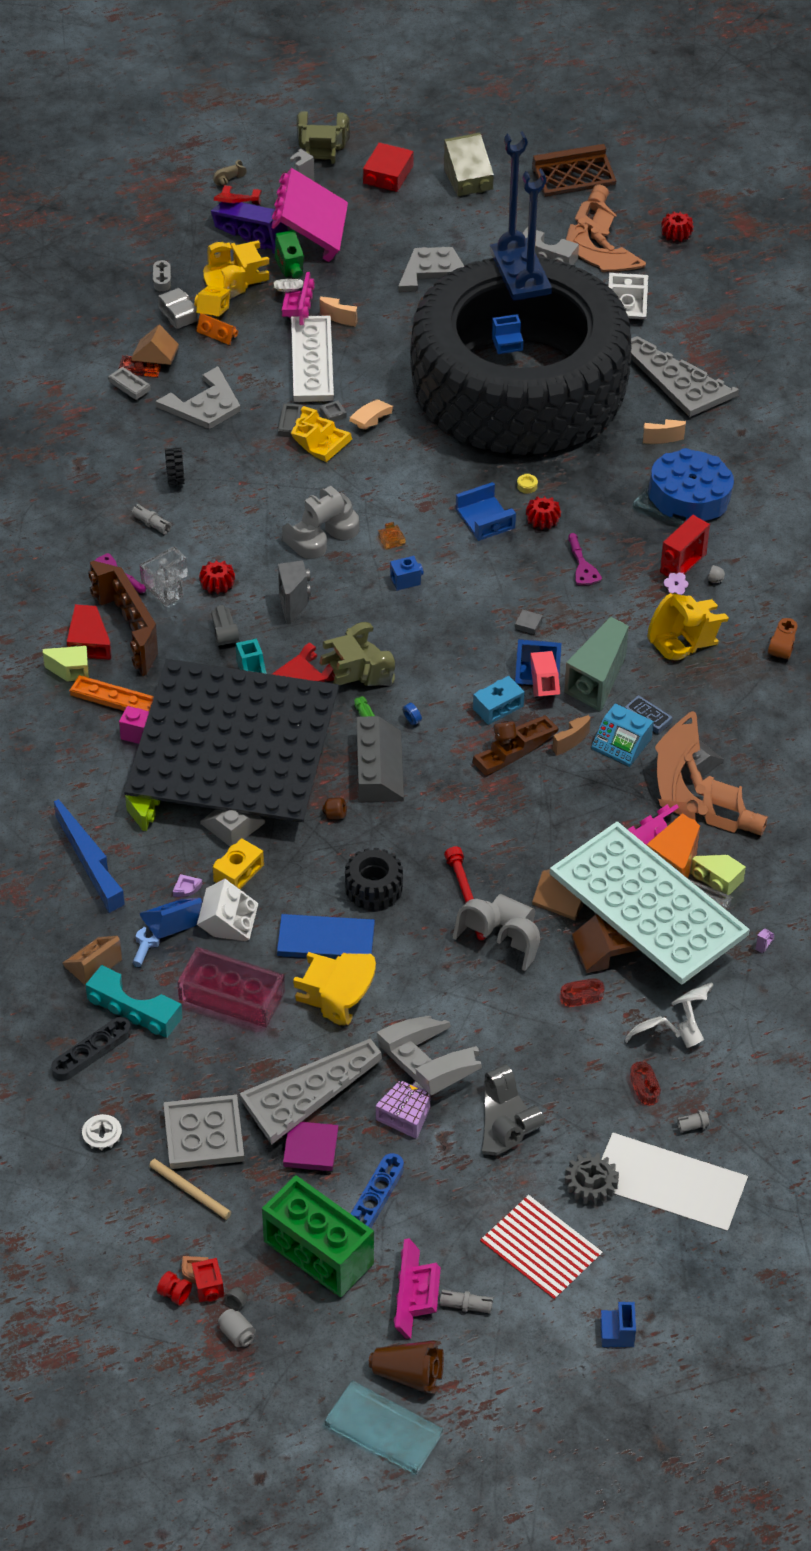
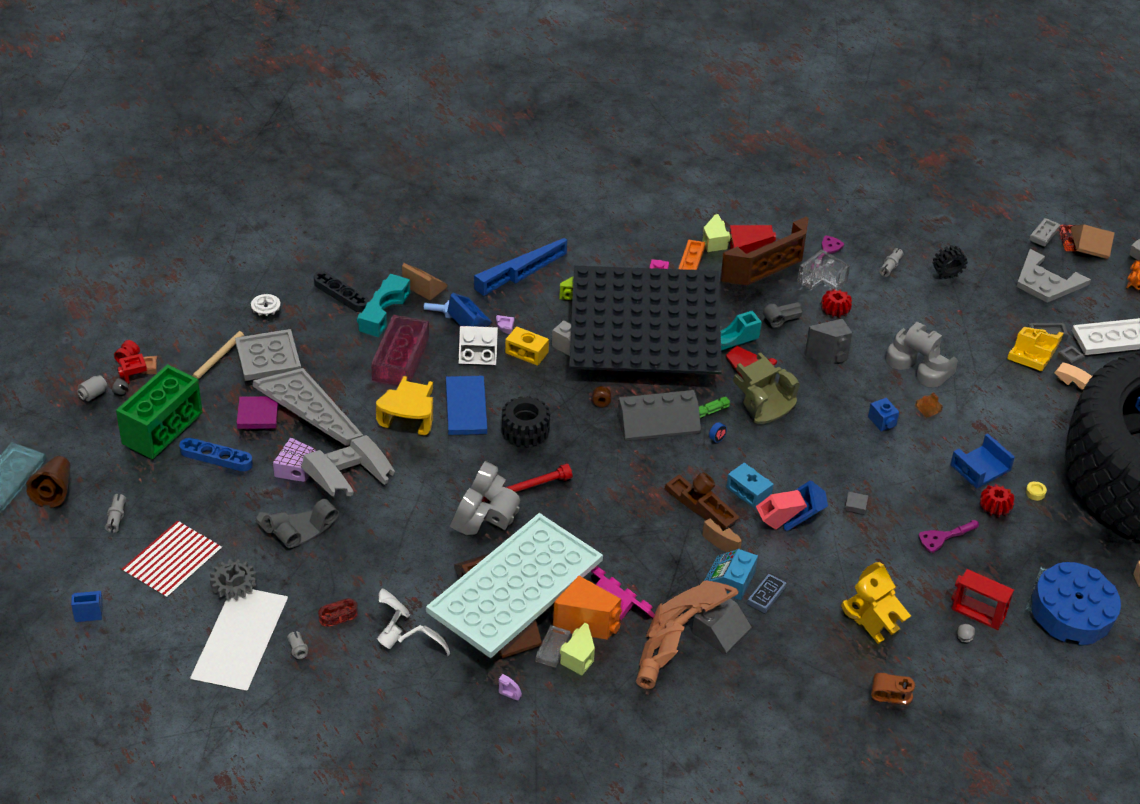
camera: 80 degrees right, 5 degrees down
(416, 1289) = (125, 478): dark pink bracket -> none
(582, 992) = (427, 565): clear red beam -> none
(596, 664) = (808, 545): sand green slope -> none
(679, 579) = (942, 604): lavender plant -> none

